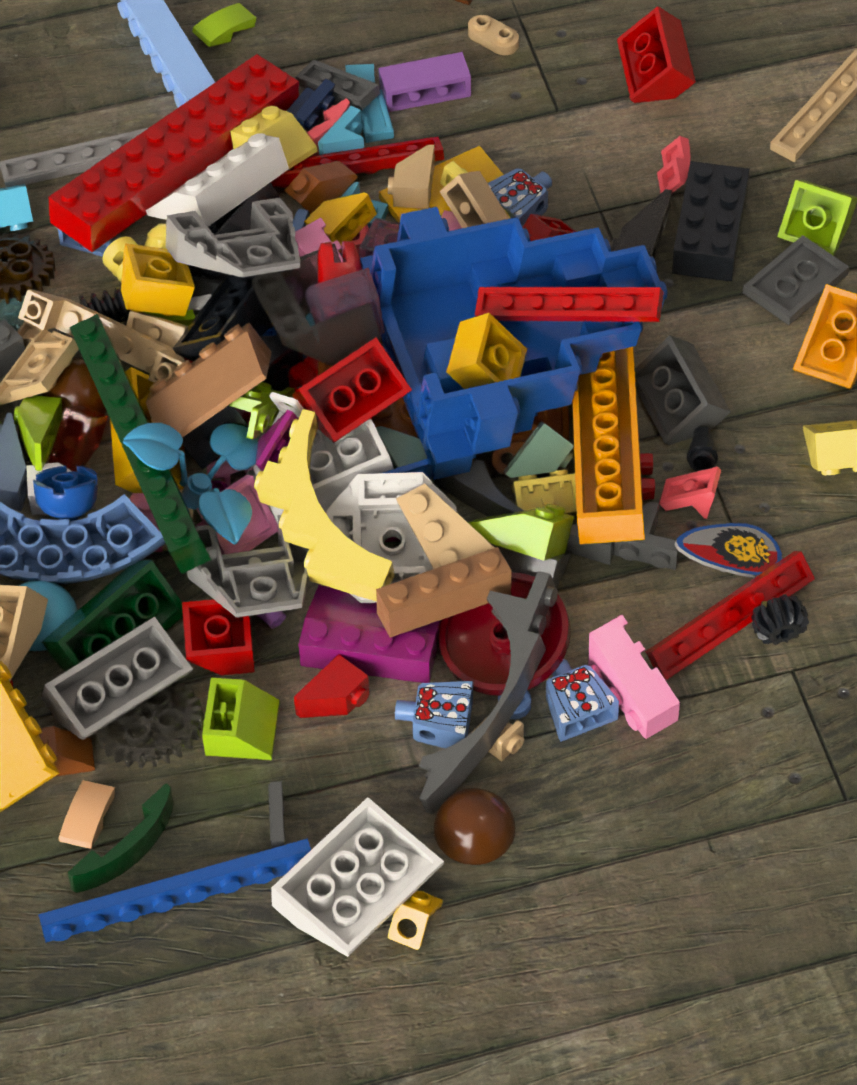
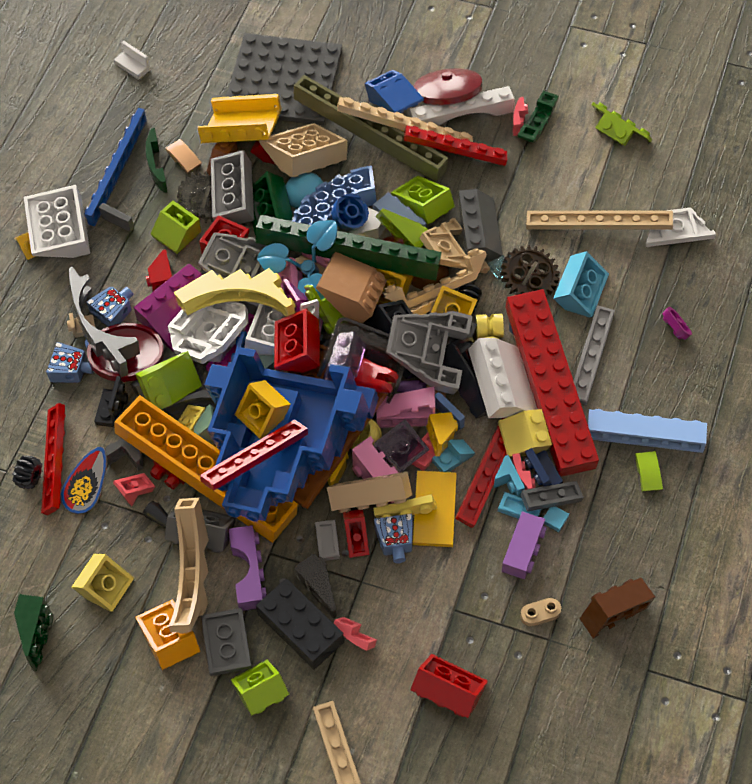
camera: 125 degrees right, 5 degrees up
(320, 184) = (473, 436): dark orange slope -> none
(413, 180) = (443, 486): tan slope -> none
(439, 528) = (184, 338): tan wing -> none
(442, 592) = (155, 324): medium nougat brick -> none
(474, 826) = (49, 291): reddish brown piece -> none
(595, 595) = (111, 404): none -> black bracket
(640, 691) = (55, 387): bright pink wedge -> none
(713, 293) = (243, 545): none -> medium lavender arch
(715, 349) = (193, 567): none -> tan arch

